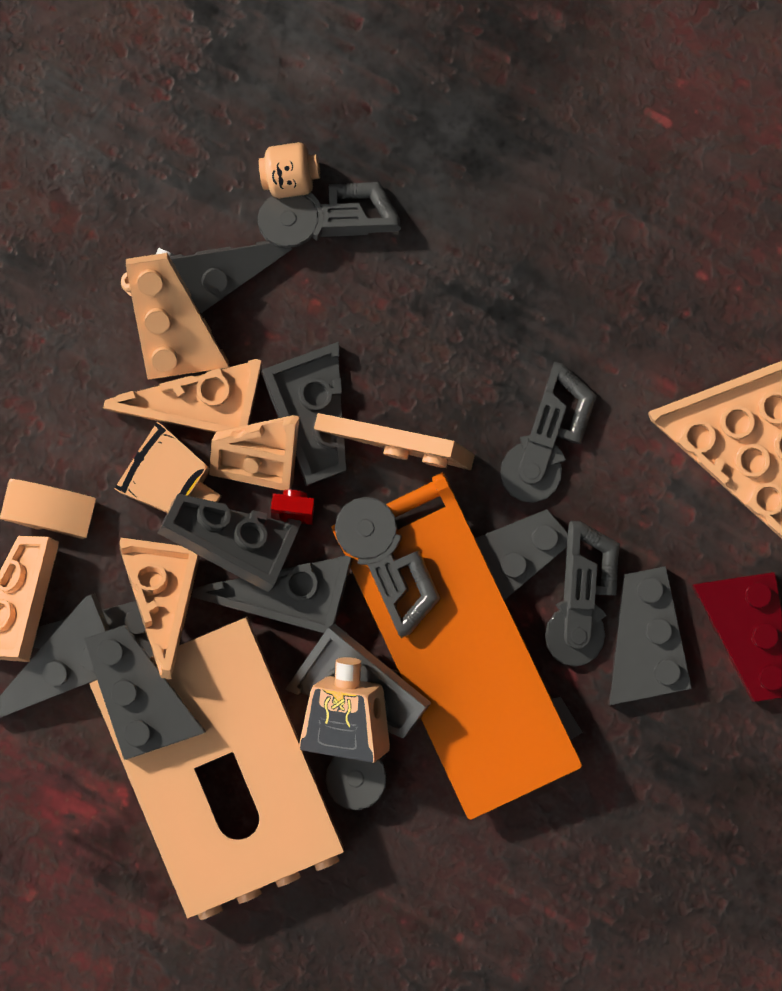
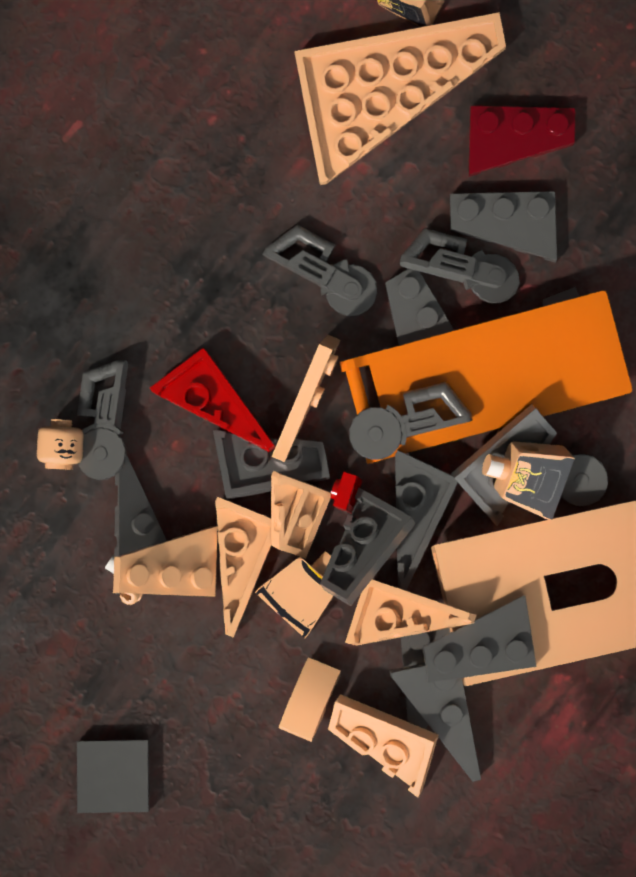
camera: 75 degrees left, 0 degrees up
(380, 326) = (206, 392): none -> red wing

